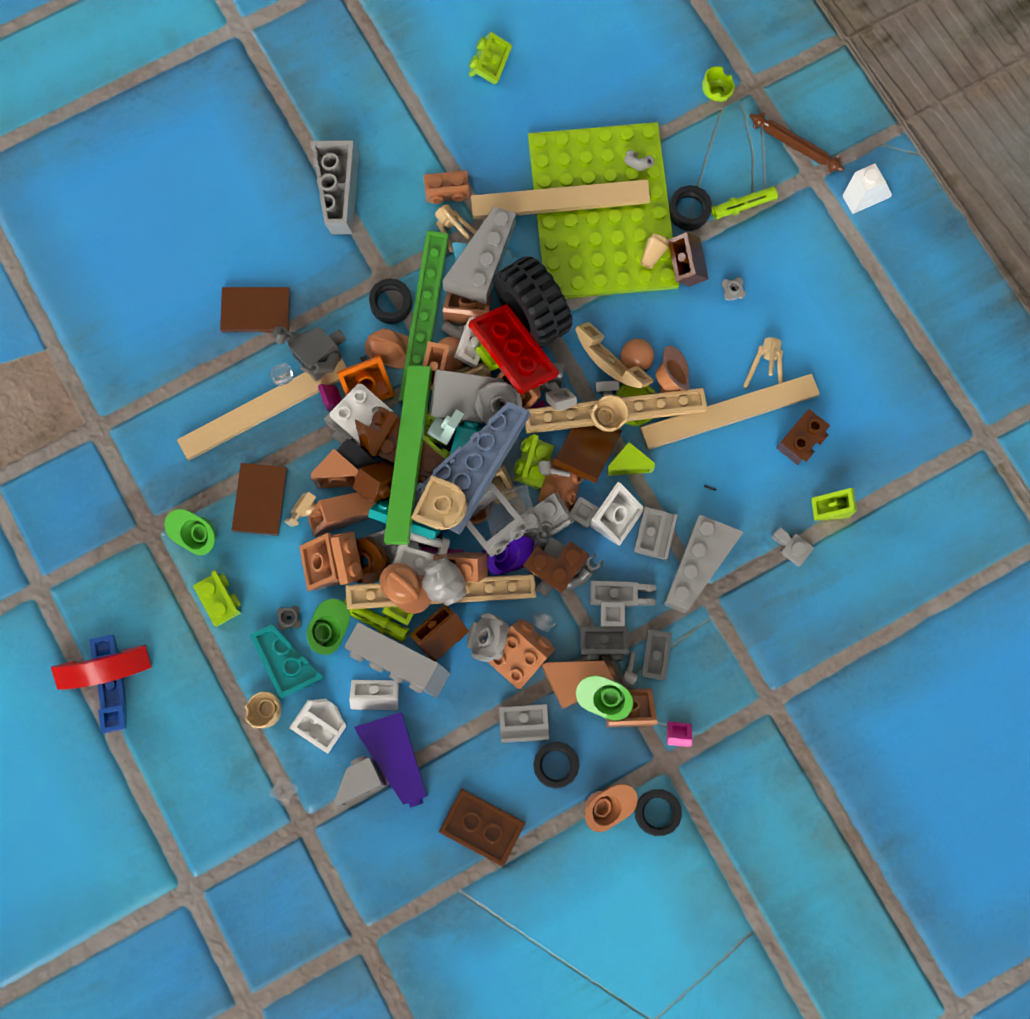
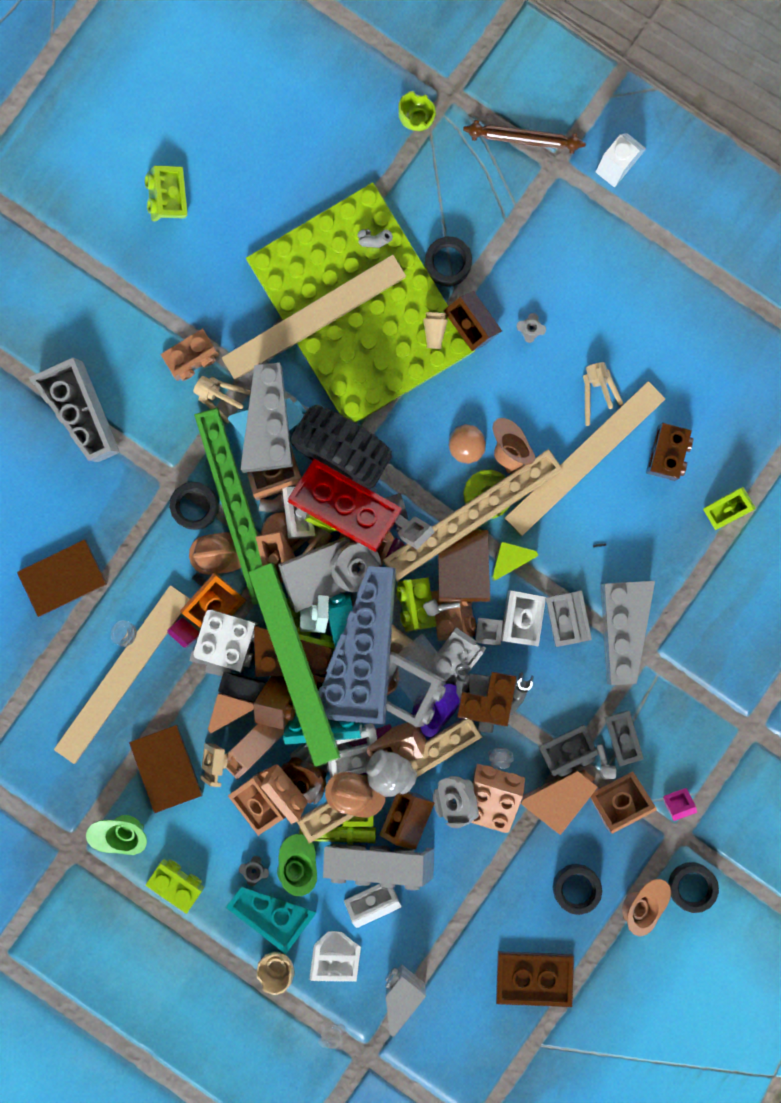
camera: 25 degrees left, 10 degrees up
(102, 669) = (102, 1008): red slope -> none
(111, 694) = (116, 1017): blue slope -> none
(313, 349) = (143, 595): dark grey torso -> none
(373, 436) = (250, 658): reddish brown slope -> none
(394, 754) = (422, 955): dark purple slope -> none
(441, 505) = (352, 704): tan tile -> none
(524, 723) = (528, 864): light grey plate -> none
(591, 342) = (442, 466): tan slope -> none
(604, 697) = (597, 810): bright green piece -> none
(606, 386) = (452, 493): light grey tile -> none
(609, 413) = (471, 526): tan hair -> none
(612, 614) = (565, 721): light grey tile -> none
(620, 592) = (561, 695): light grey hinge -> none
(721, 210) = (493, 237): lime pin -> none
(794, 548) = (708, 567): light grey plate -> none

